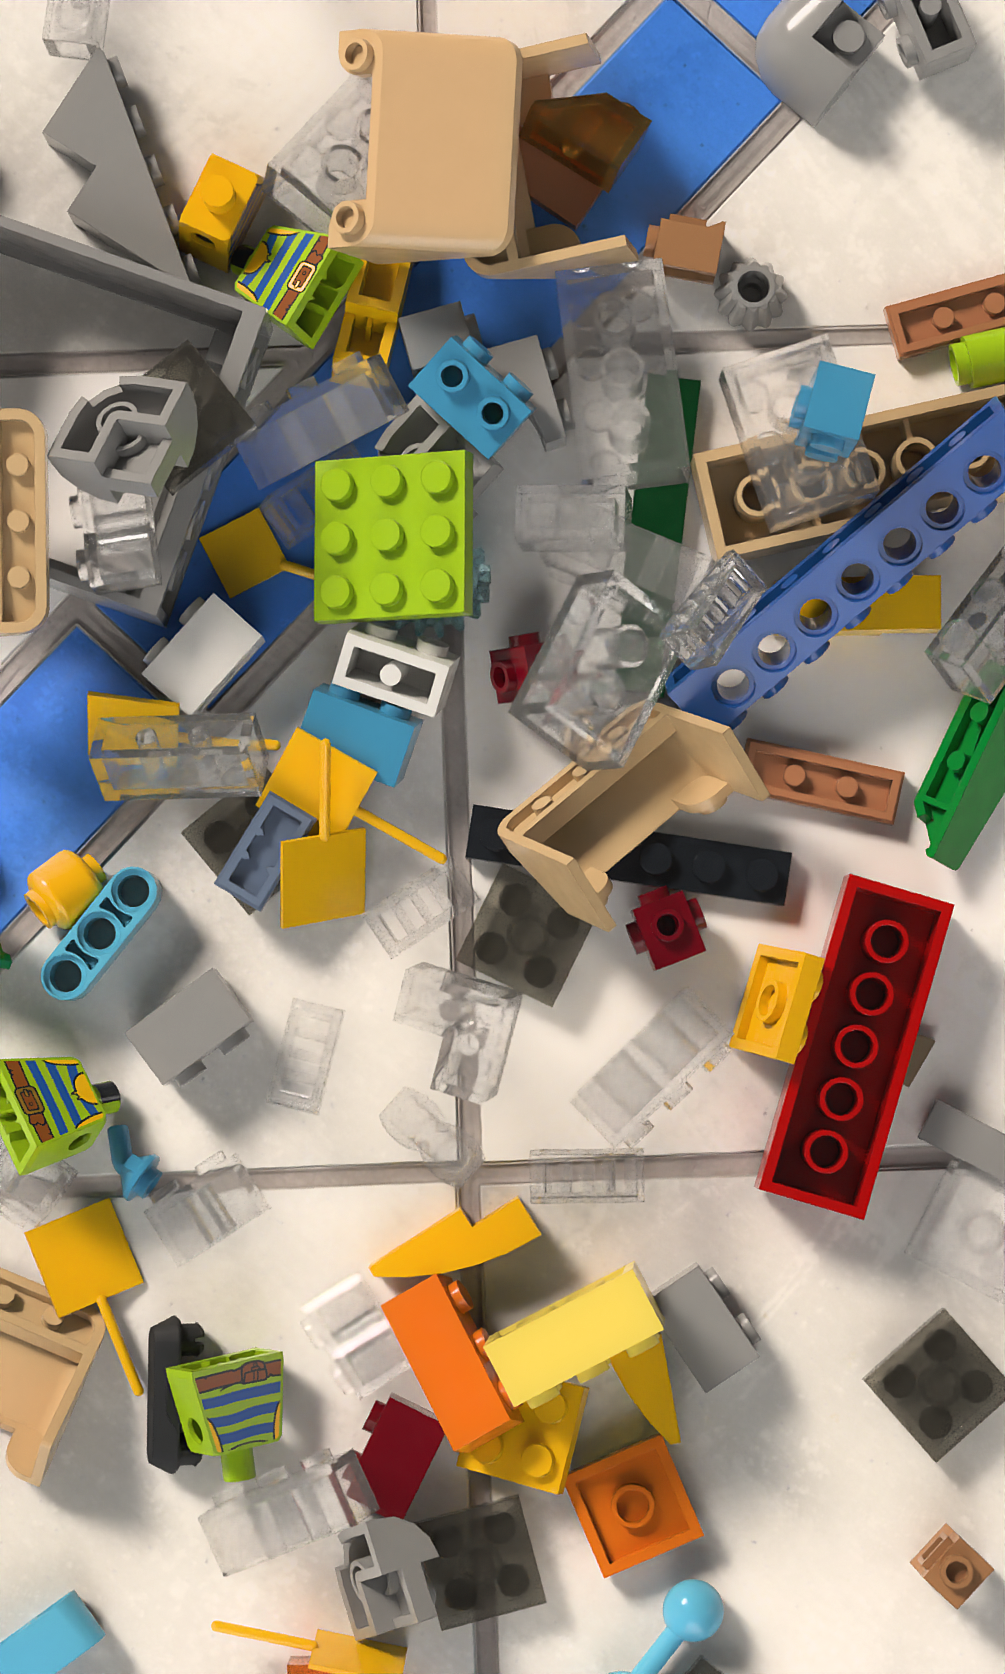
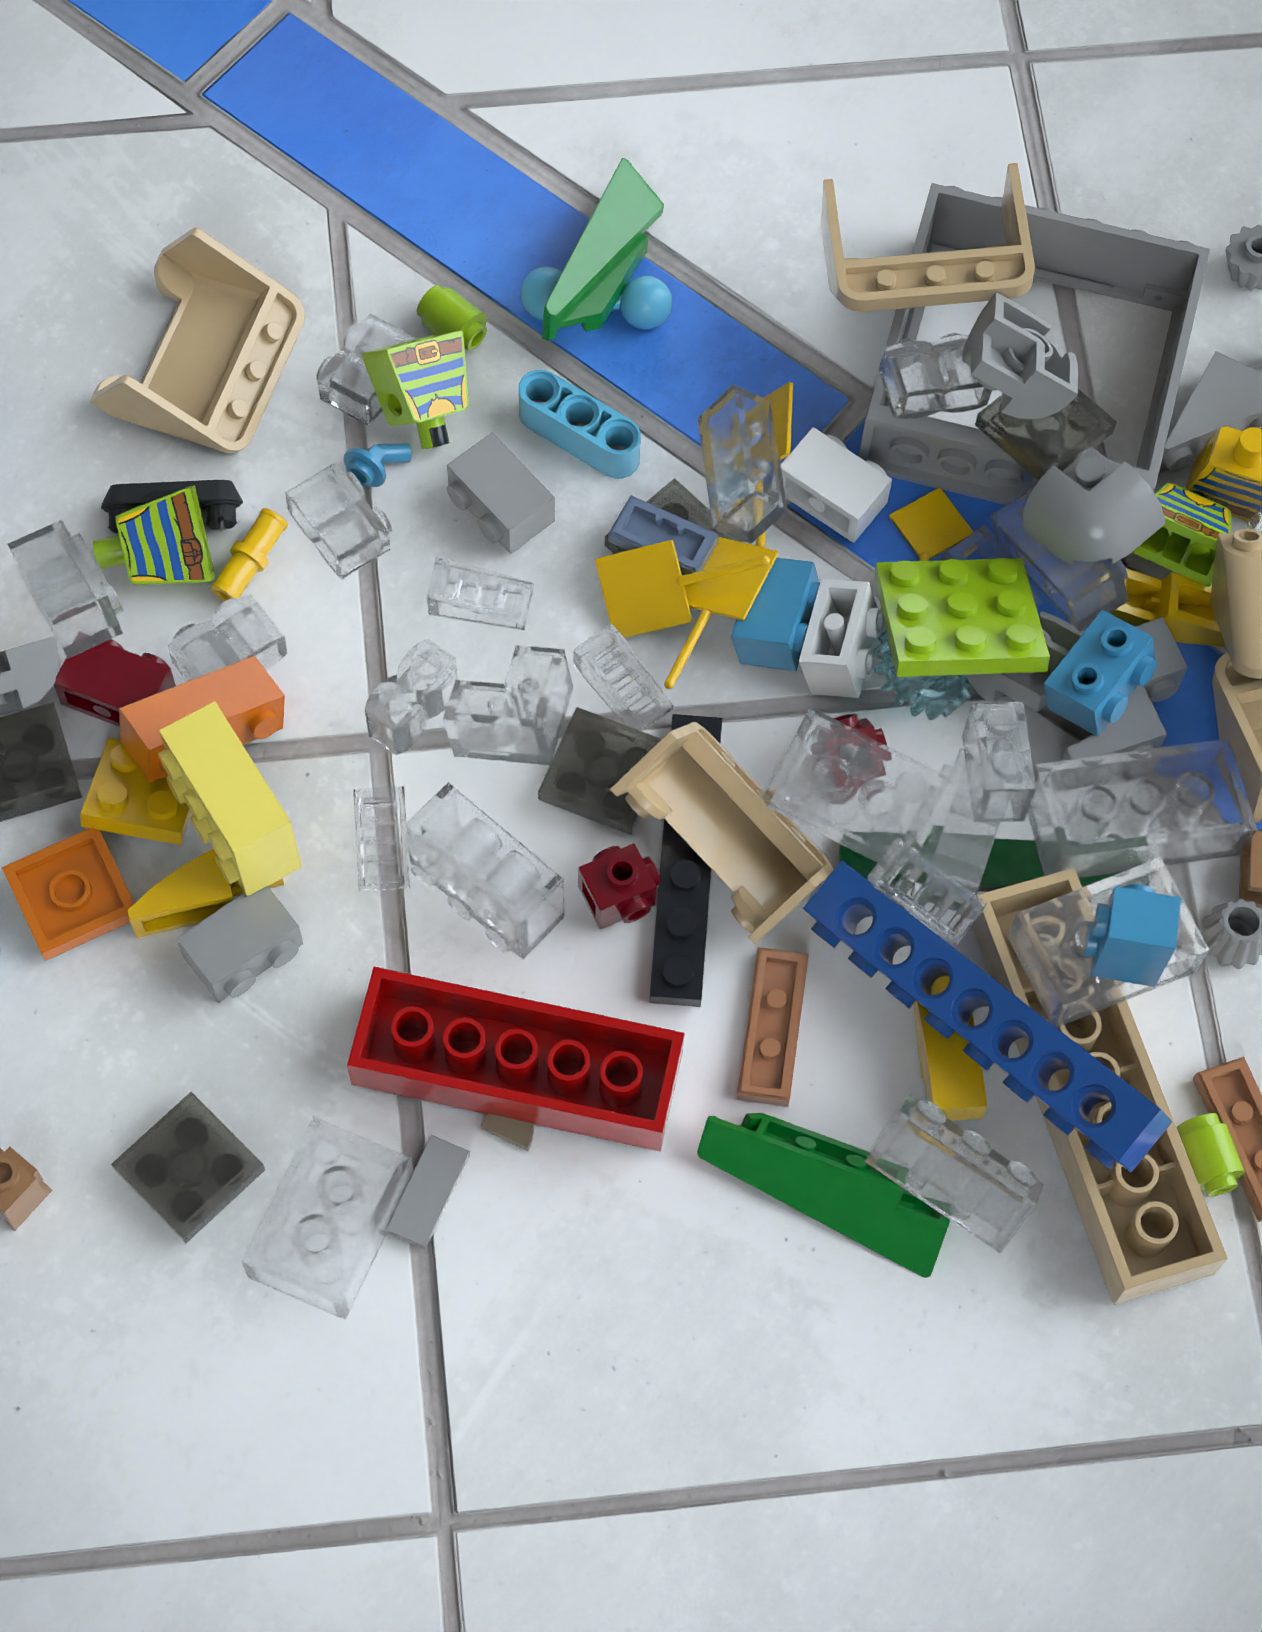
camera: 85 degrees right, 20 degrees down
(64, 888) = (619, 387): yellow head -> none
(84, 1263) = (288, 433): yellow piece -> none
(243, 1309) = (249, 555): none -> yellow pin
(295, 381) = (1092, 510): none -> light grey brick
(458, 1243) = (317, 729): yellow slope -> none
(777, 1003) = (532, 980): yellow plate -> none

